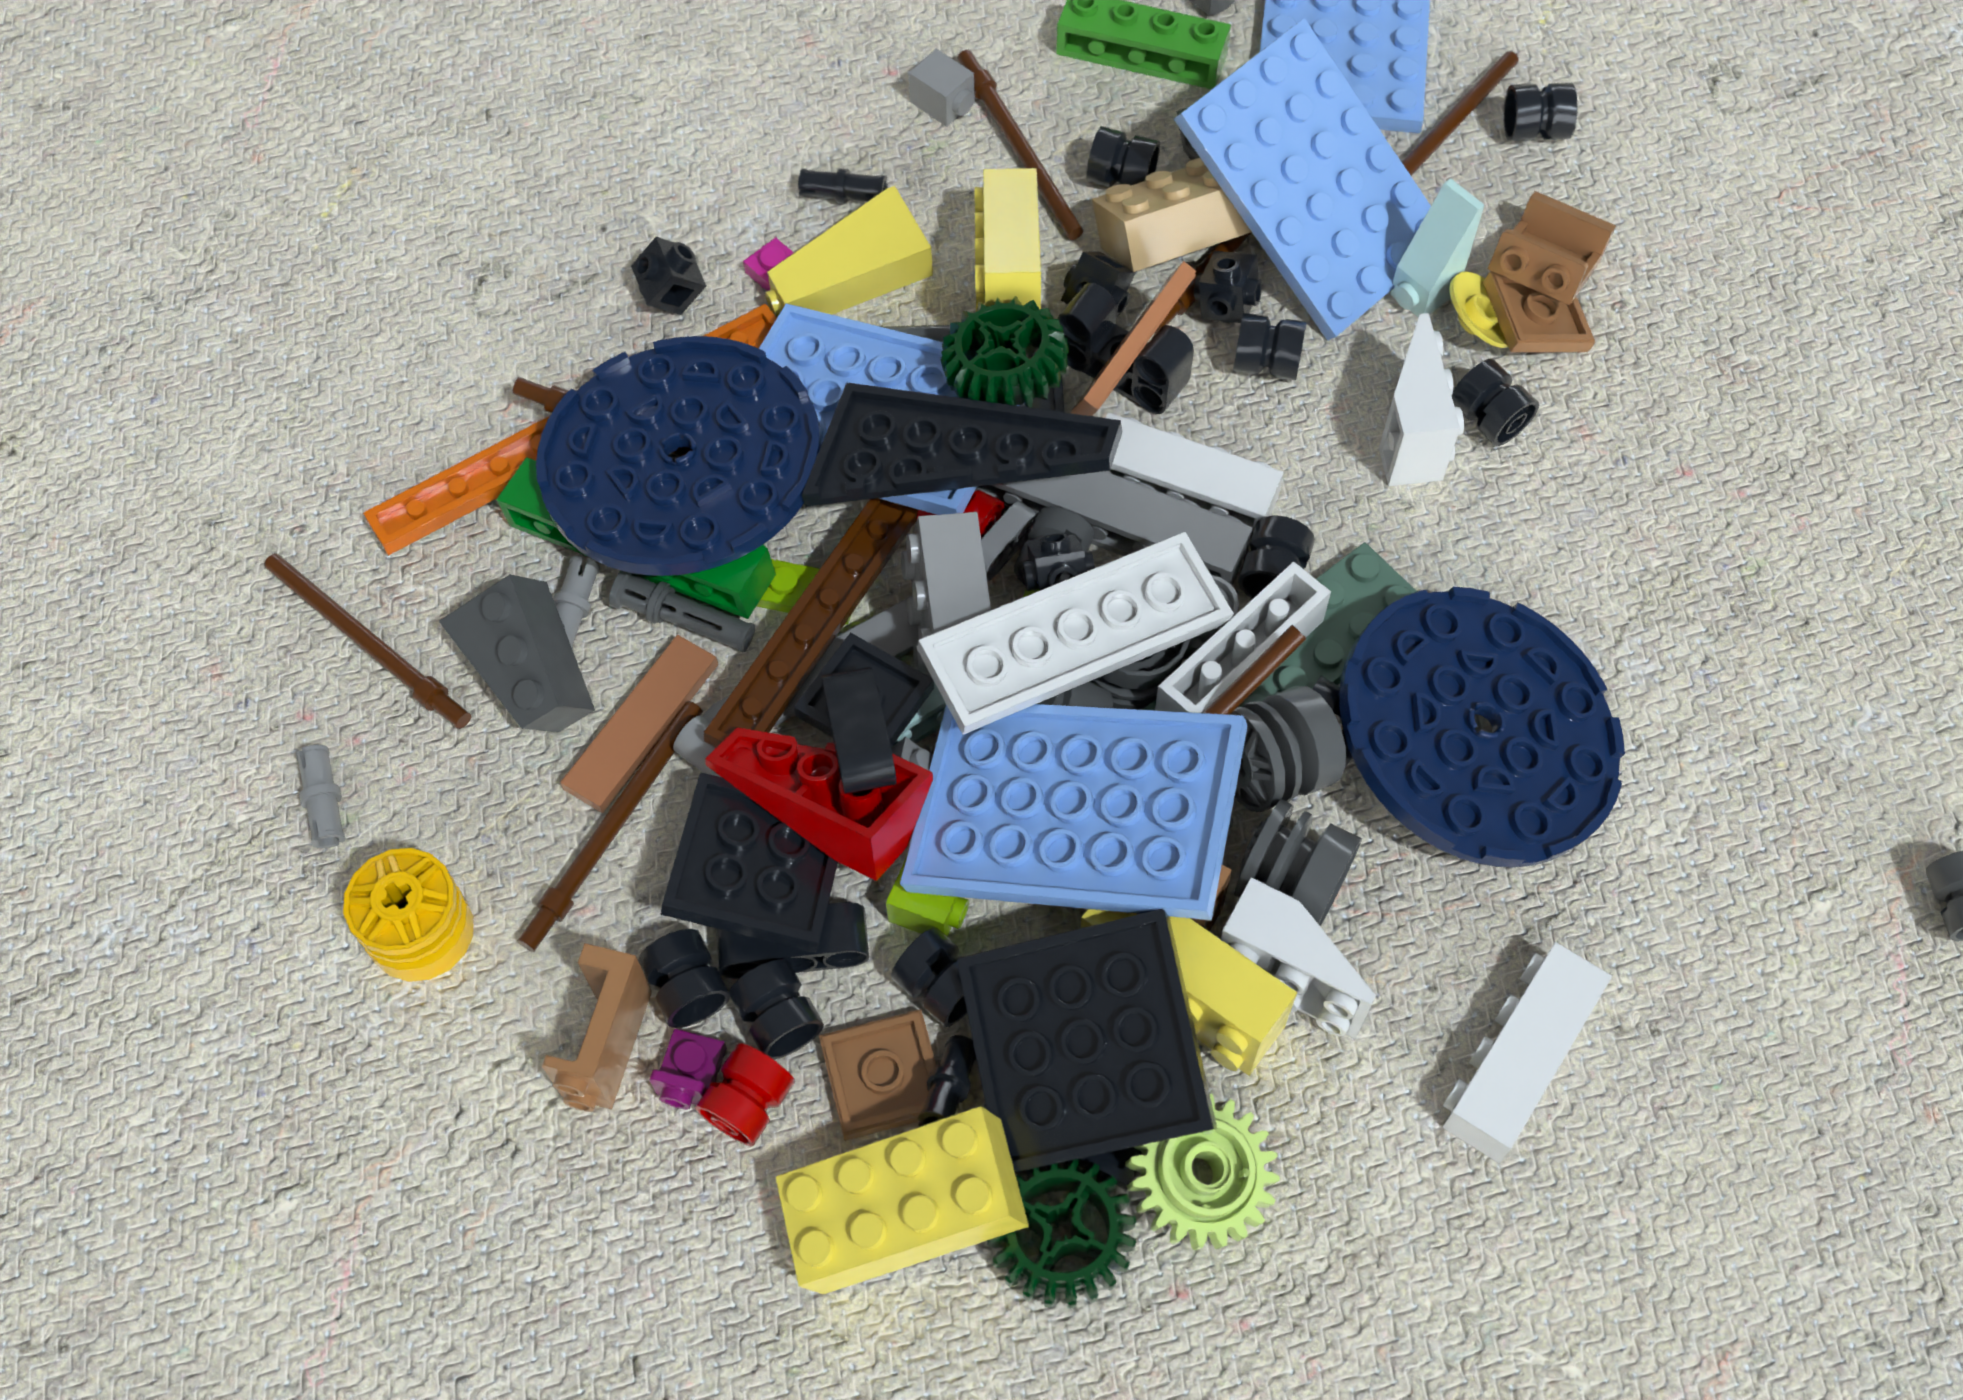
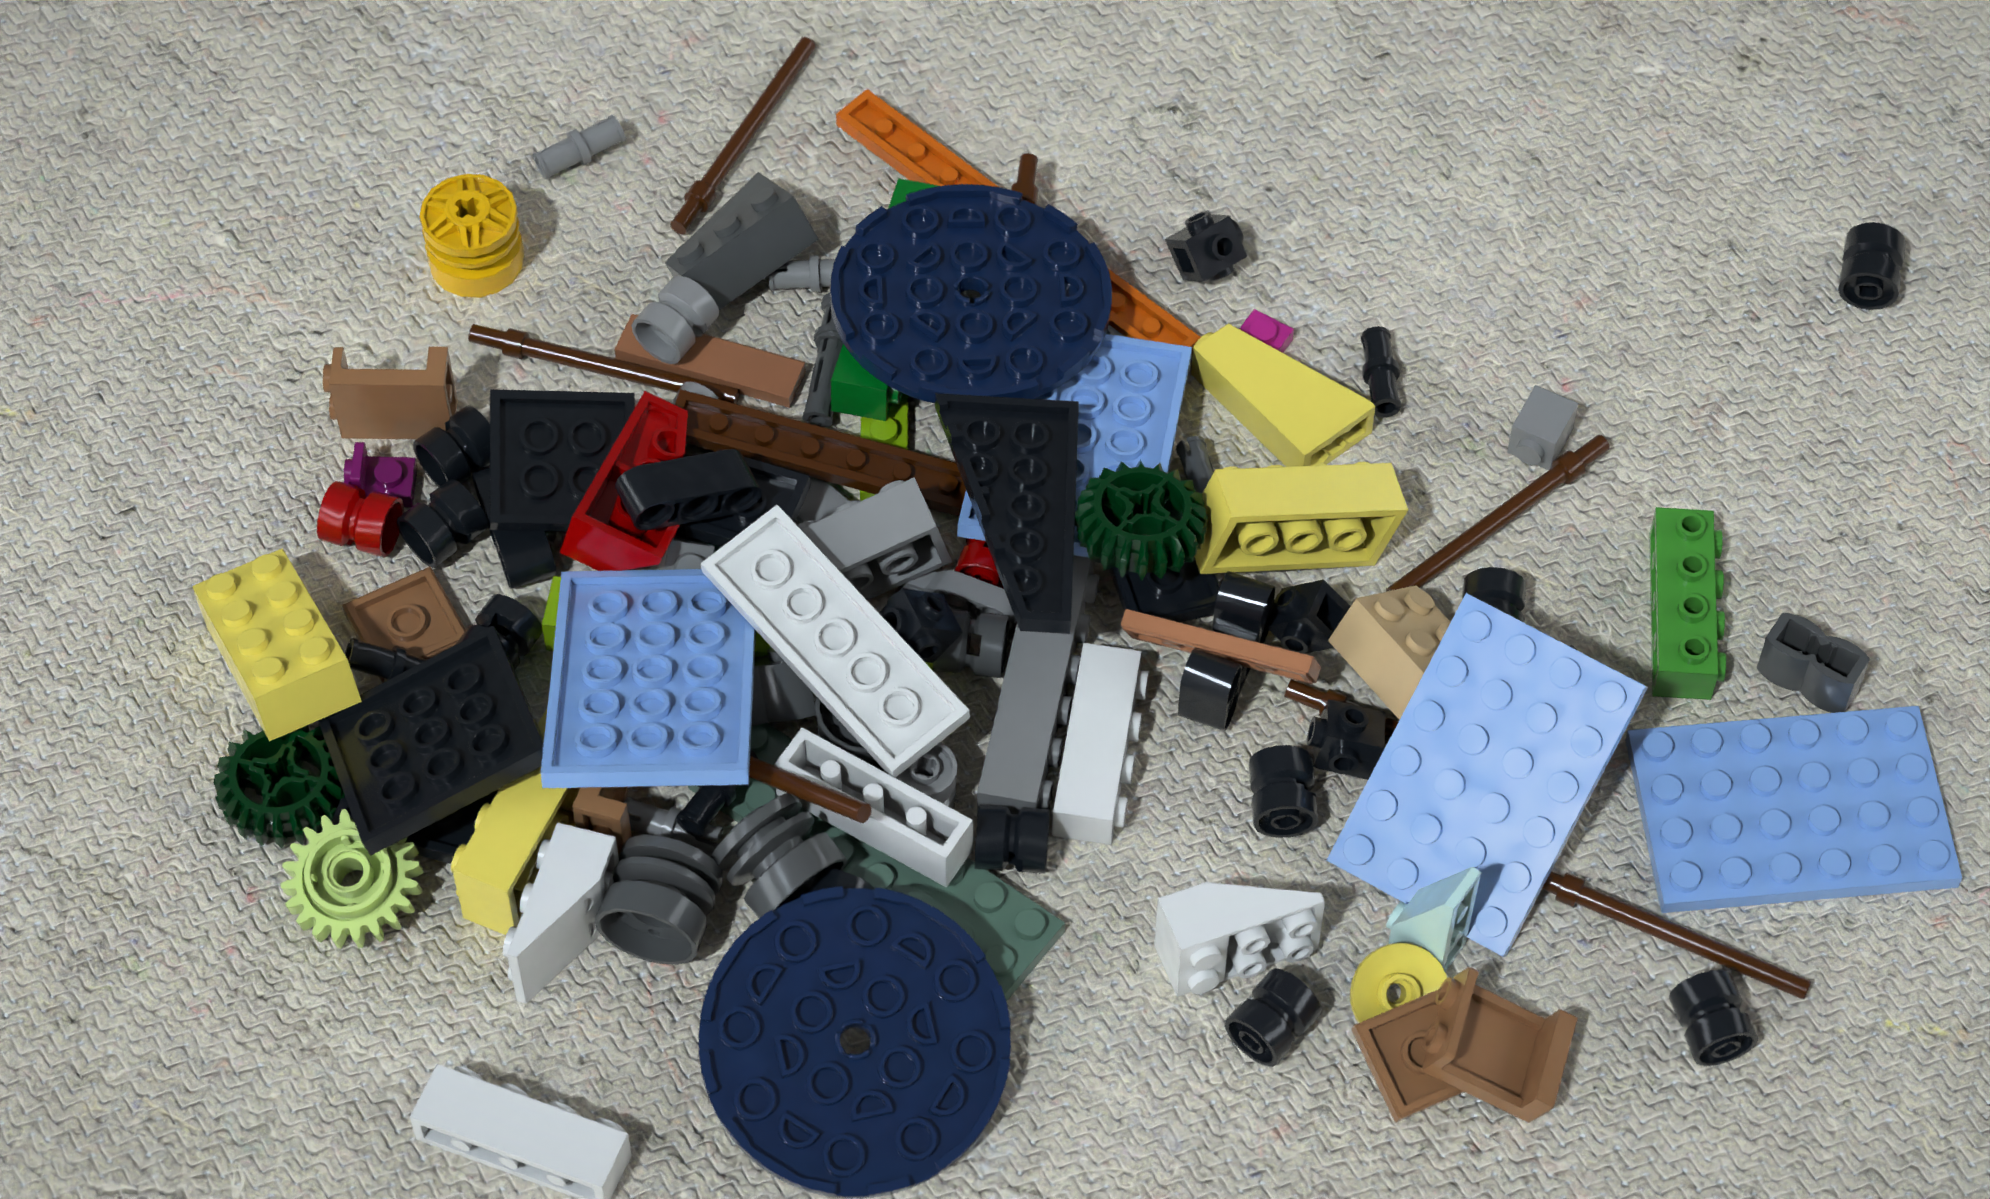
camera: 75 degrees right, 5 degrees down
(604, 737) = (671, 325): none -> light grey wheel

